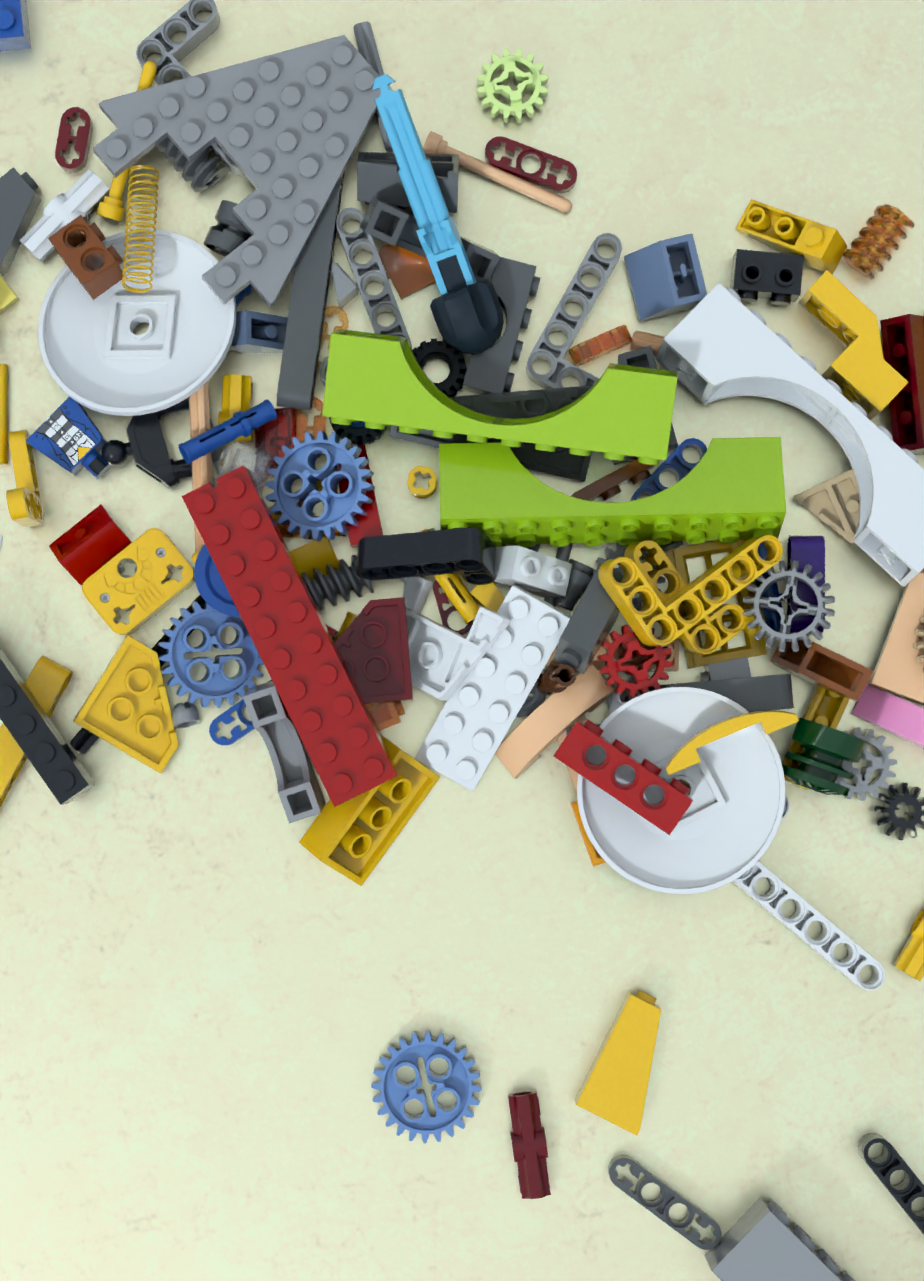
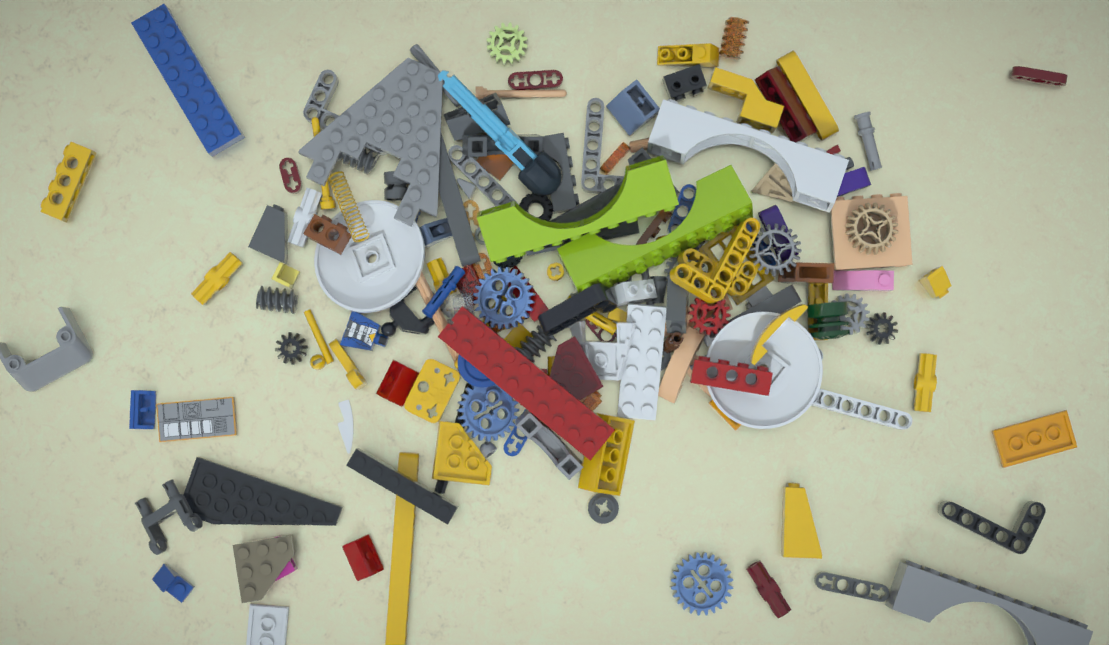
camera: 25 degrees left, 0 degrees up
(324, 909) = (594, 511): none -> dark grey gear

